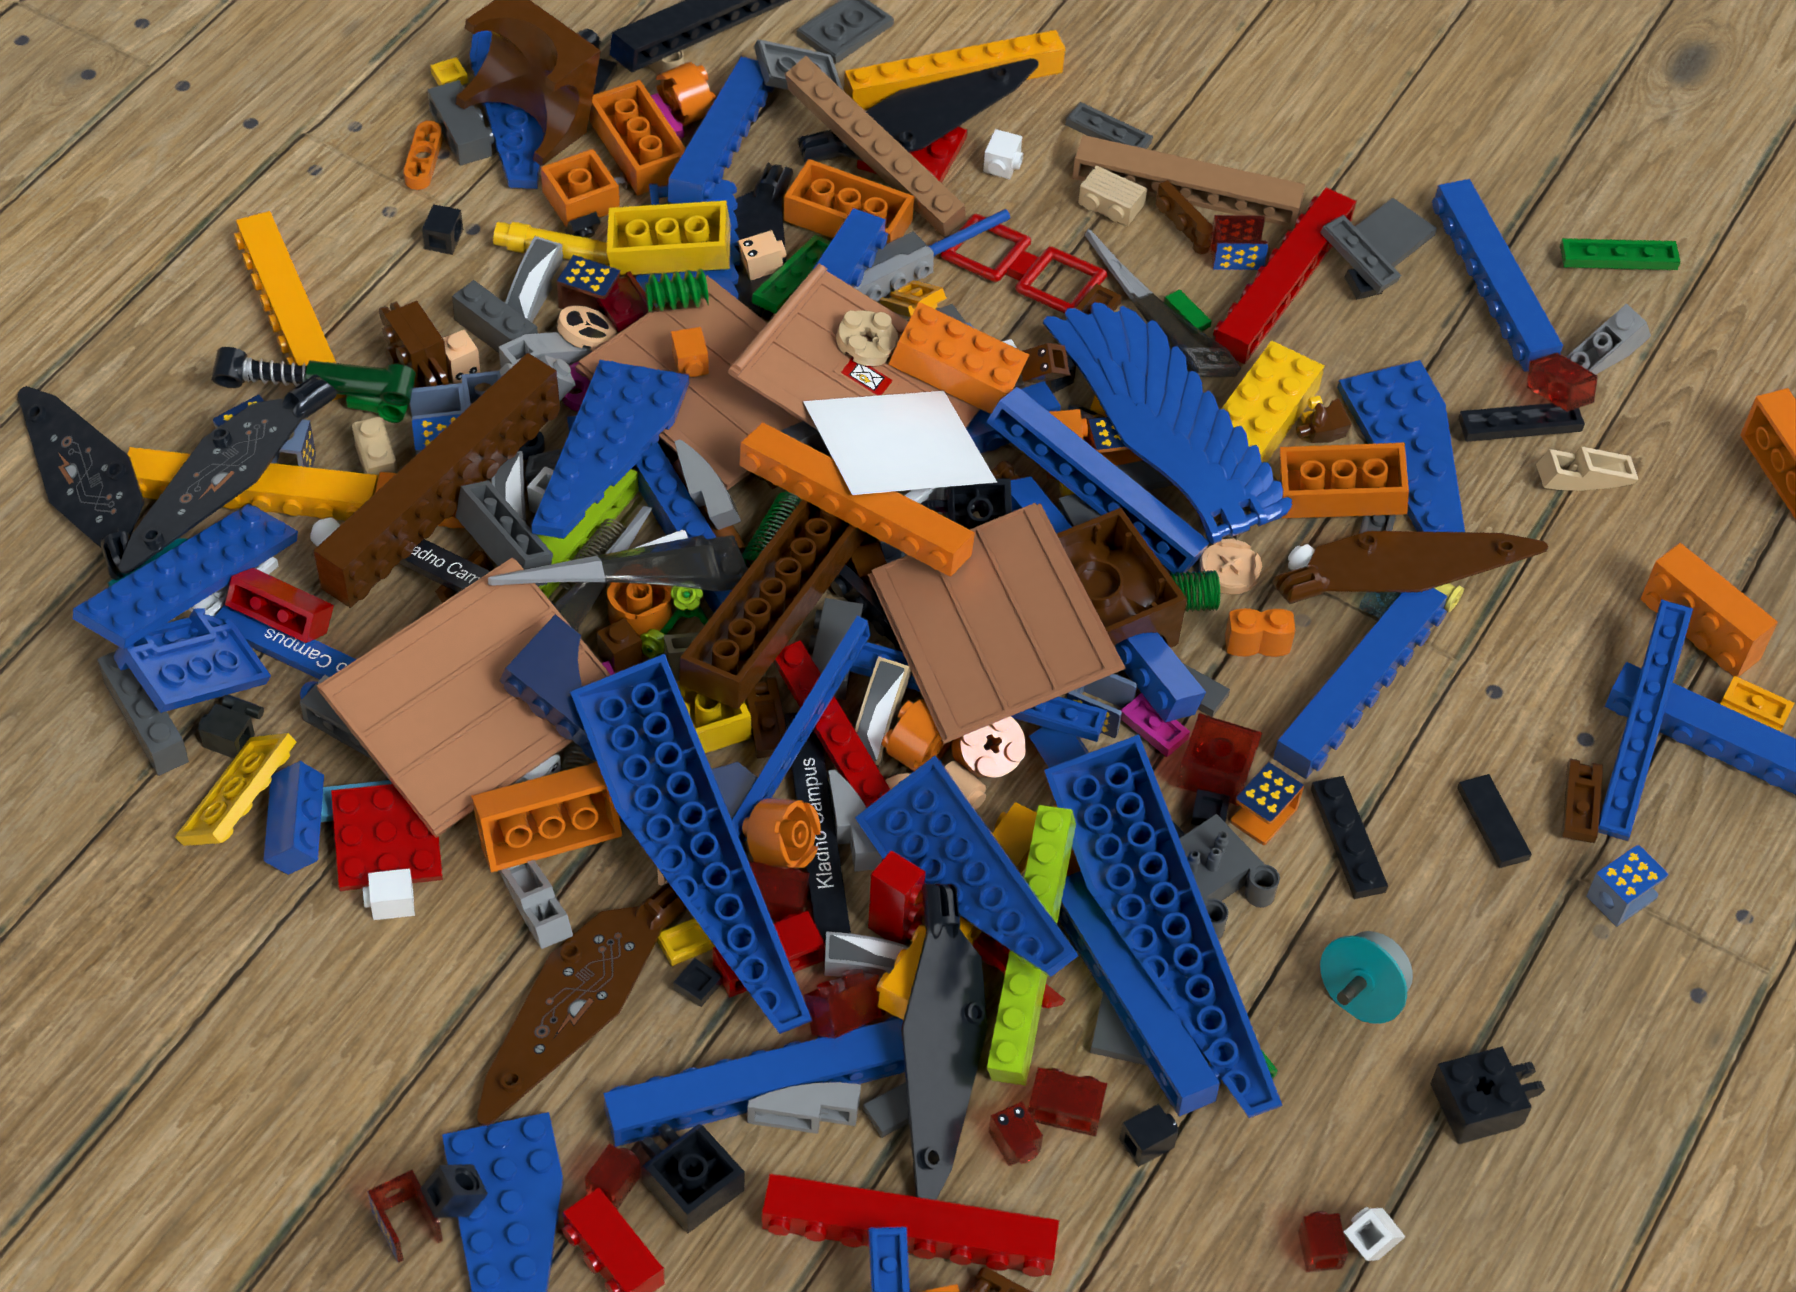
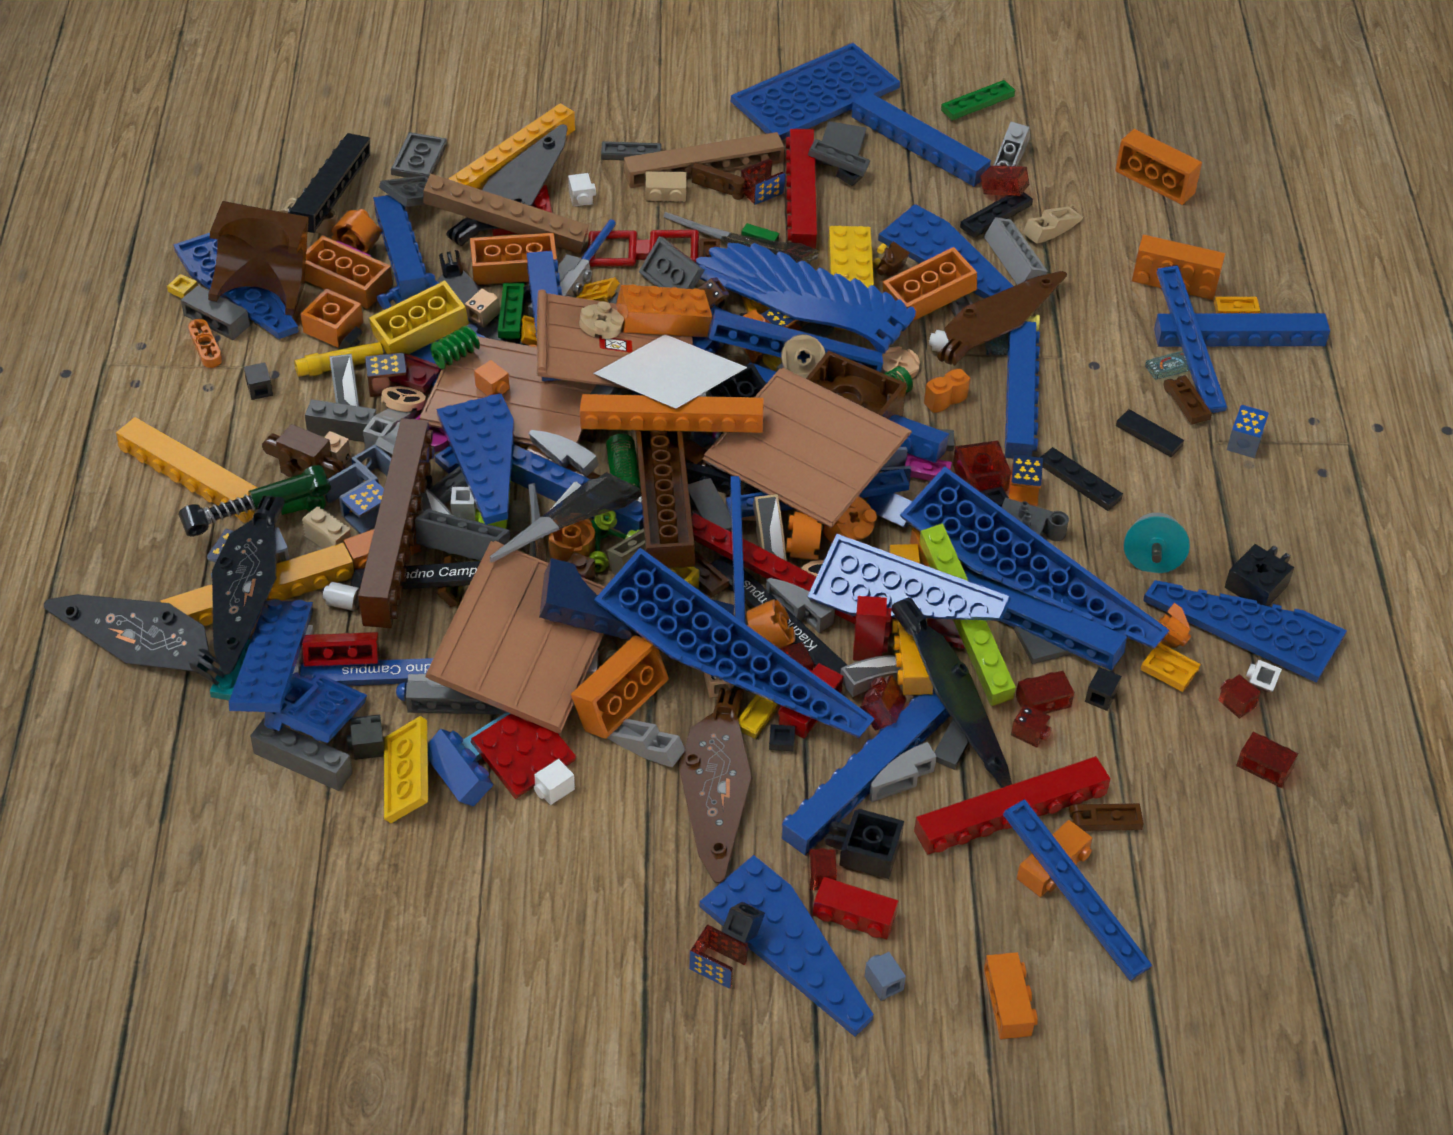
camera: 30 degrees left, 5 degrees down
(1028, 307) = (670, 267): none -> dark grey tile
(1081, 484) = (793, 348): none -> tan plate
(1263, 1153) = (1170, 667): none -> light orange plate
(1303, 1103) = (1177, 626): none -> orange brick
(1406, 149) = (814, 91): none -> blue plate
(1449, 1191) = (1279, 635): none -> blue wing
(1503, 484) = (1013, 251): none -> light grey brick
(1592, 739) = (1167, 365): none -> clear light blue tile

